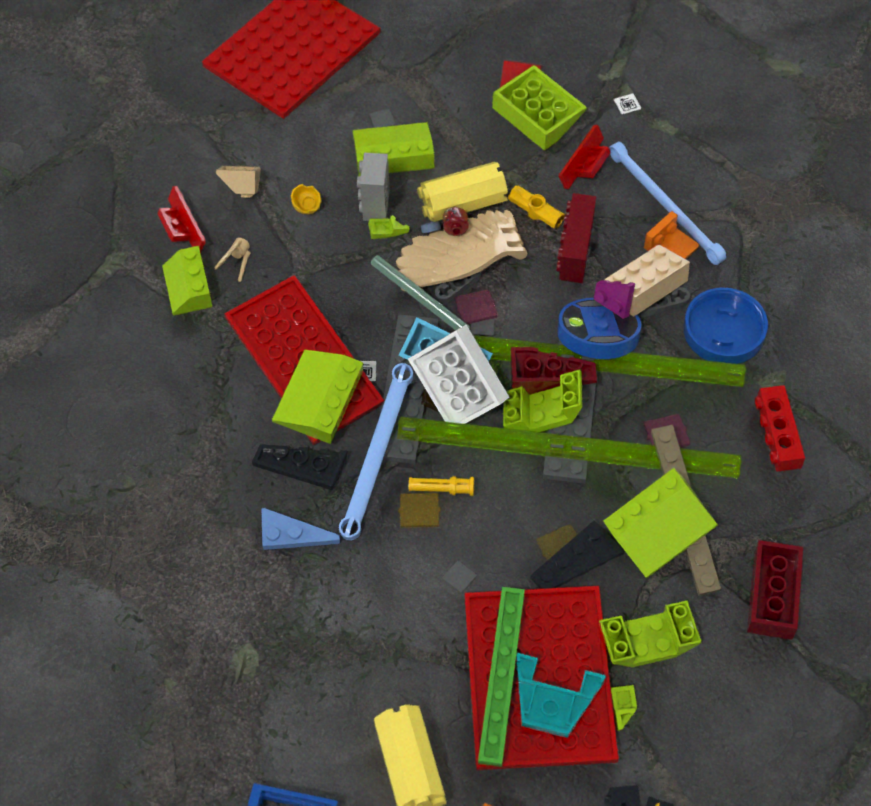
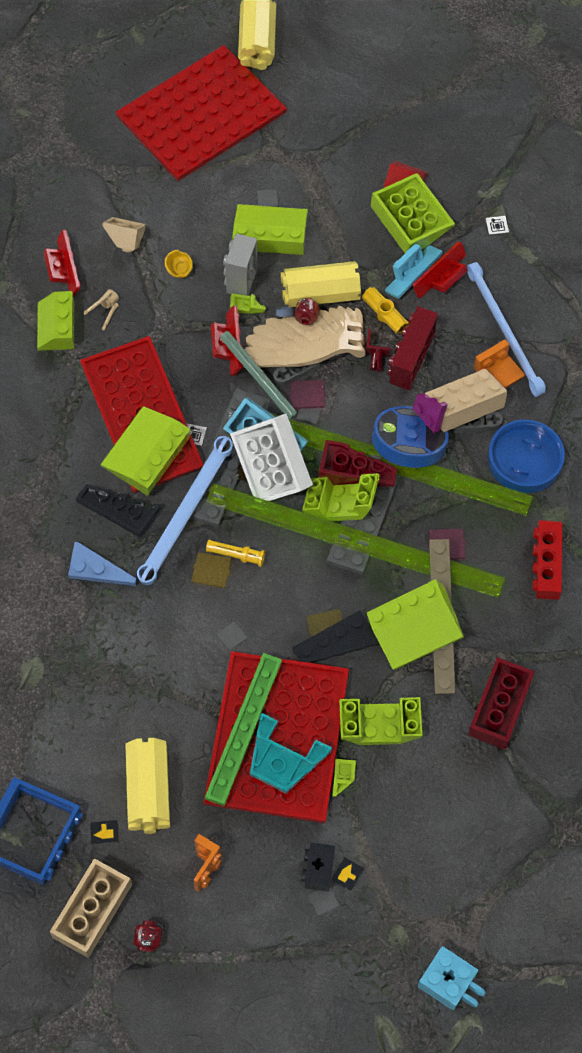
camera: 10 degrees right, 5 degrees up
(372, 276) = (219, 348): none -> red bracket
(539, 250) = (377, 353): none -> dark red bracket
(552, 160) = (411, 268): none -> medium azure bracket

